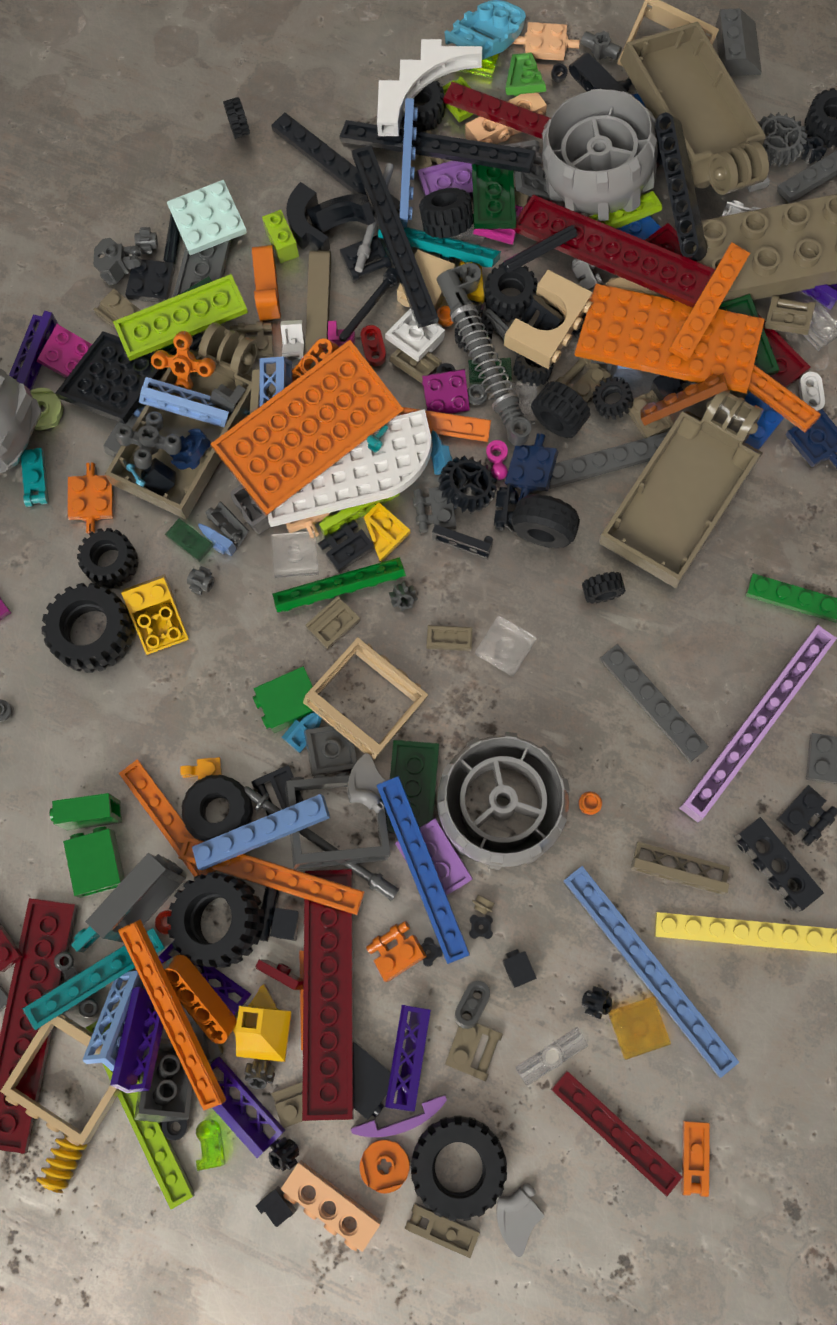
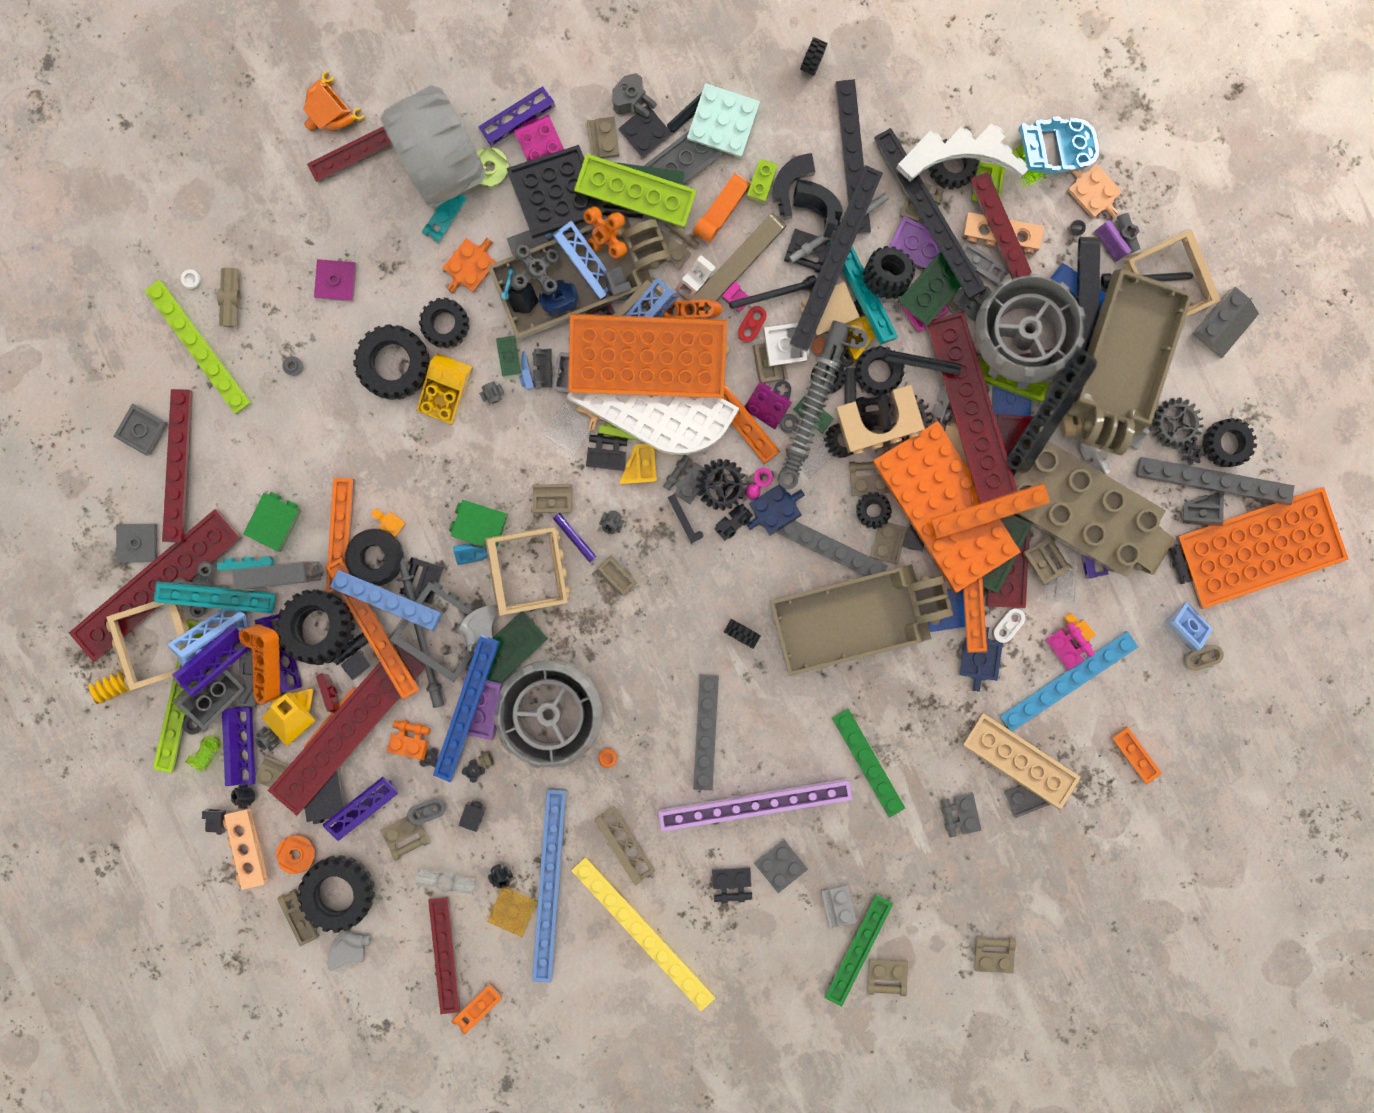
camera: 40 degrees right, 15 degrees up
(86, 811) = (292, 487): green brick -> none
(146, 240) = (667, 99): dark grey gear -> none
(159, 922) = (282, 593): clear red plate -> none
(172, 1015) = (241, 663): orange tile -> none
(329, 751) = (475, 582): dark grey plate -> none
(338, 585) = (578, 476): green plate -> none
(371, 1128) = (305, 827): medium lavender slope -> none
(374, 441) = (682, 403): teal hand -> none
(383, 639) = (574, 537): none -> dark purple piece
(408, 155) = (902, 204): medium blue plate -> none
(440, 453) = (723, 447): dark azure plate -> none
(505, 646) = (648, 612): clear plate -> none
(524, 76) = (1047, 209): bright green wing -> none
(545, 521) = (745, 557): black tyre -> none
(560, 409) = (828, 490): black tyre -> none
(603, 56) = (1112, 240): none -> medium lavender plate
(691, 395) = (910, 559): dark orange plate -> none
(707, 201) = (1067, 426): none -> tan wheel
(807, 889) = (683, 927): black brick -> none

